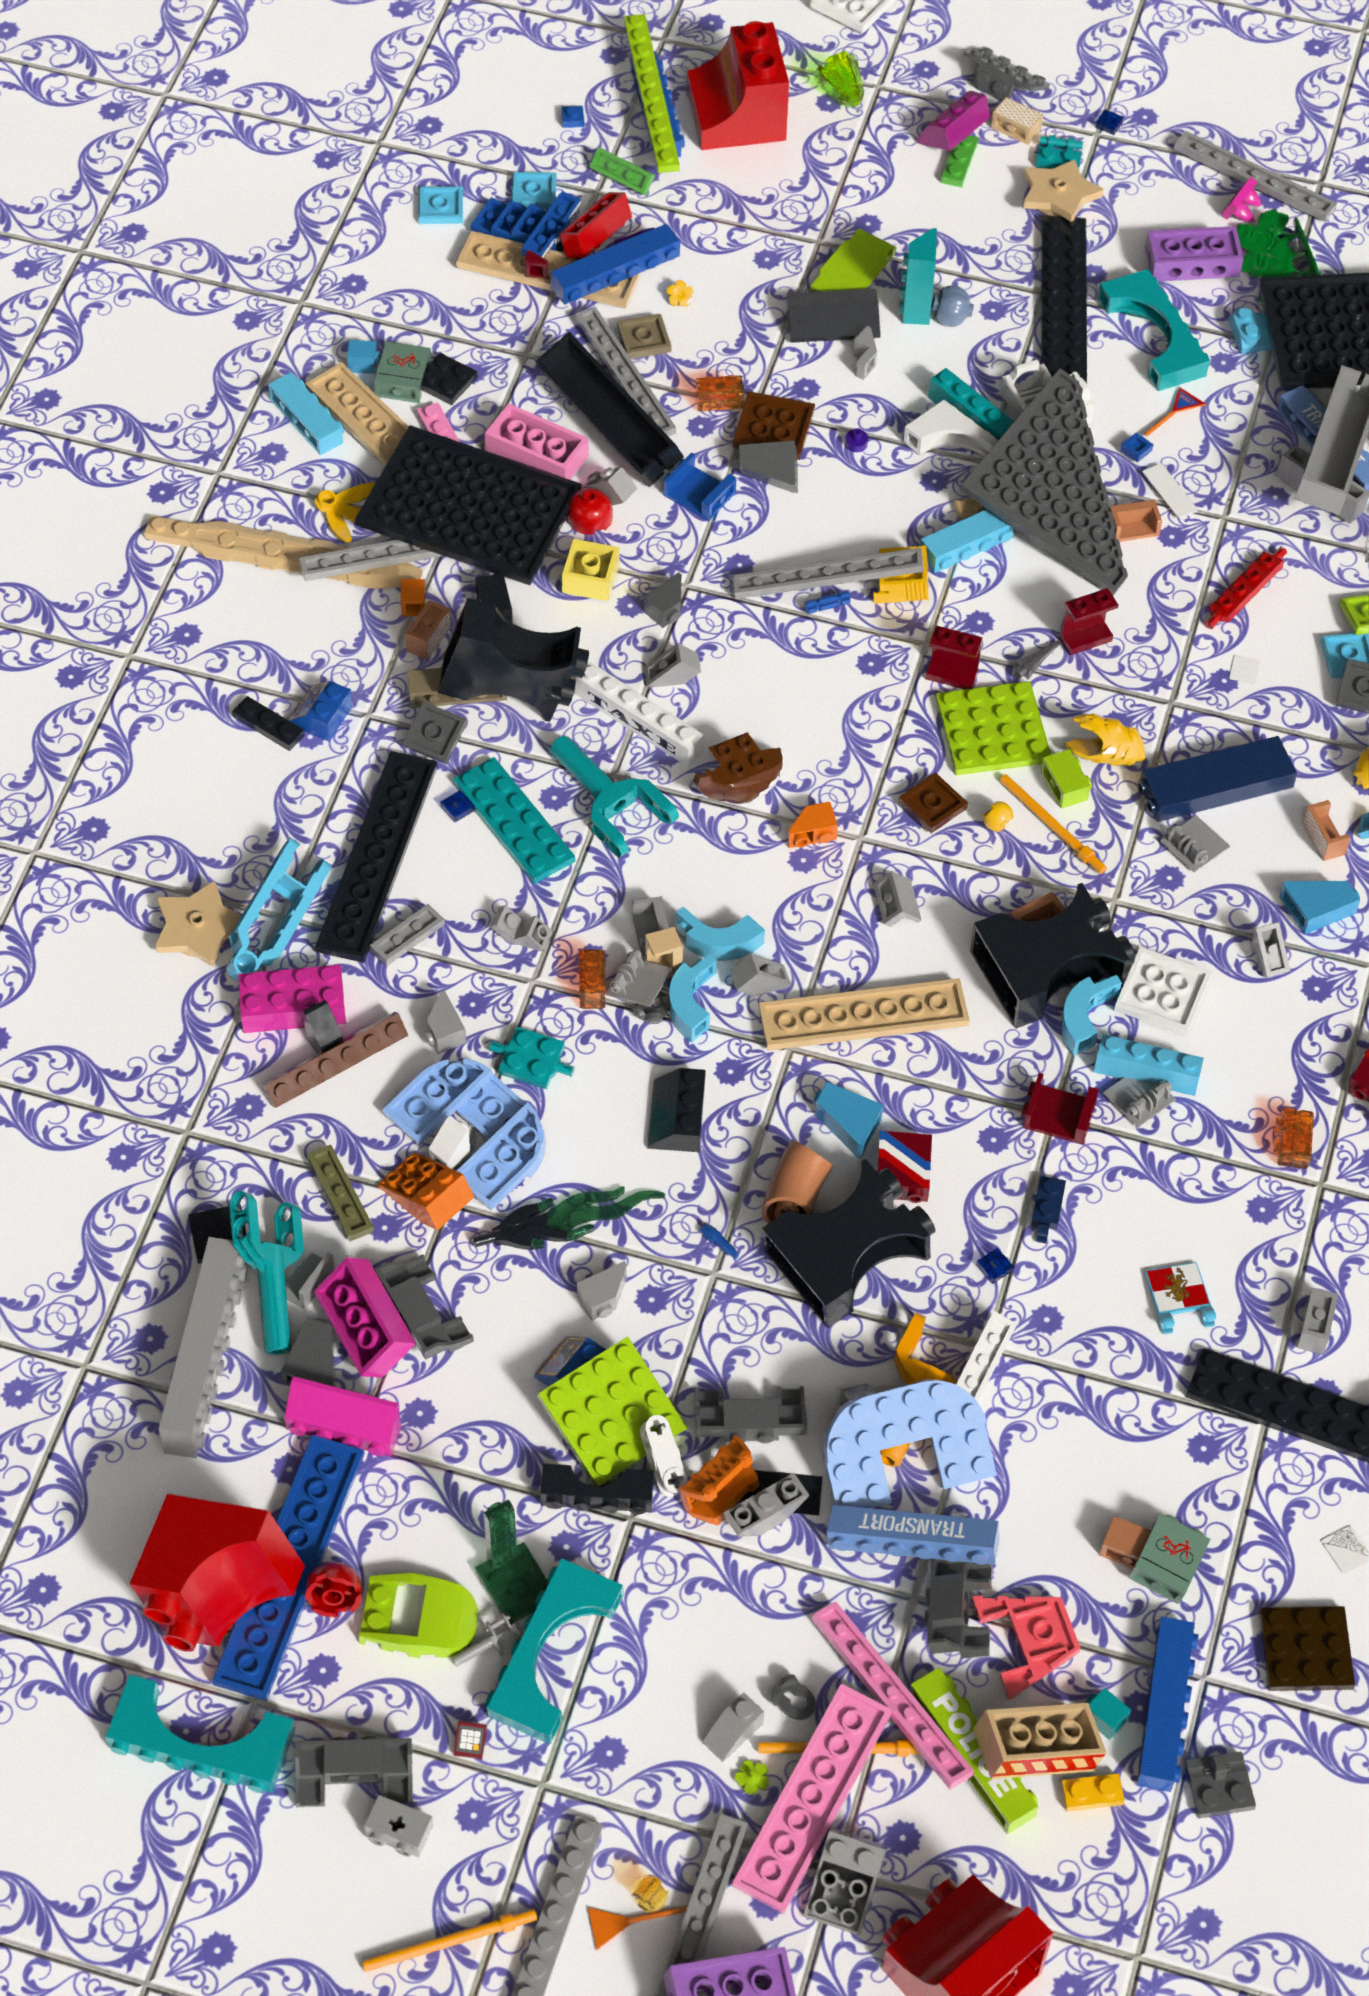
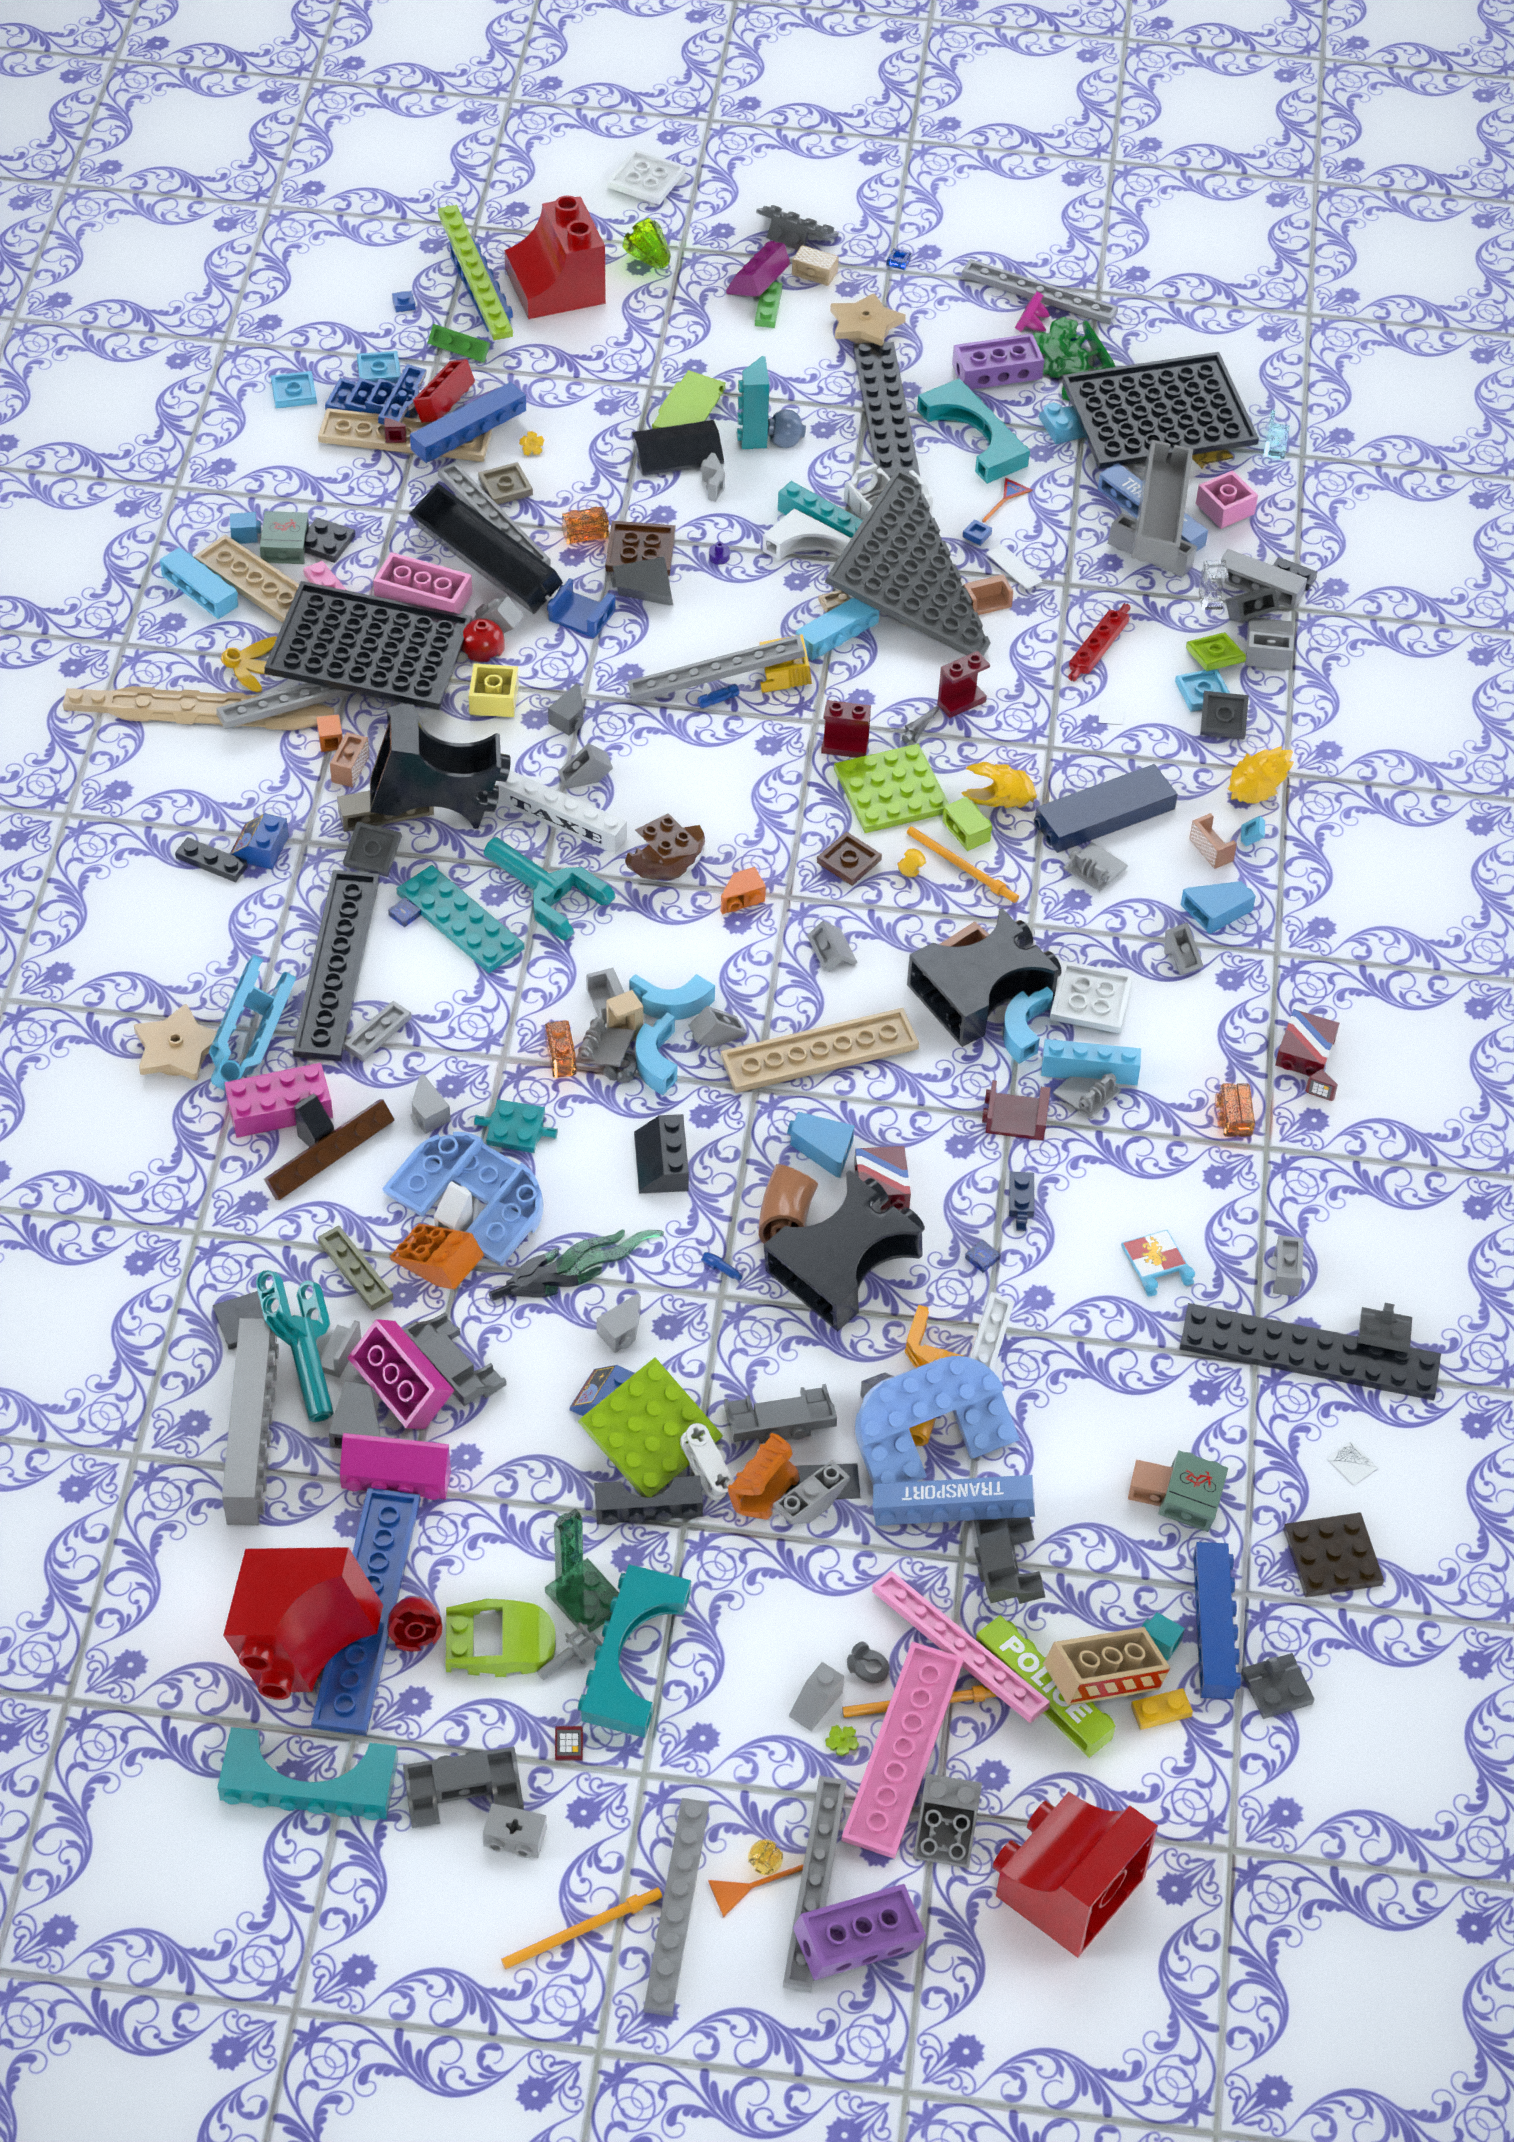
camera: 10 degrees left, 5 degrees down
(527, 932) = (489, 1016): light grey slope -> none
(1042, 1634) = (1087, 1572): coral wing -> none
(1053, 157) = (852, 293): teal plate -> none

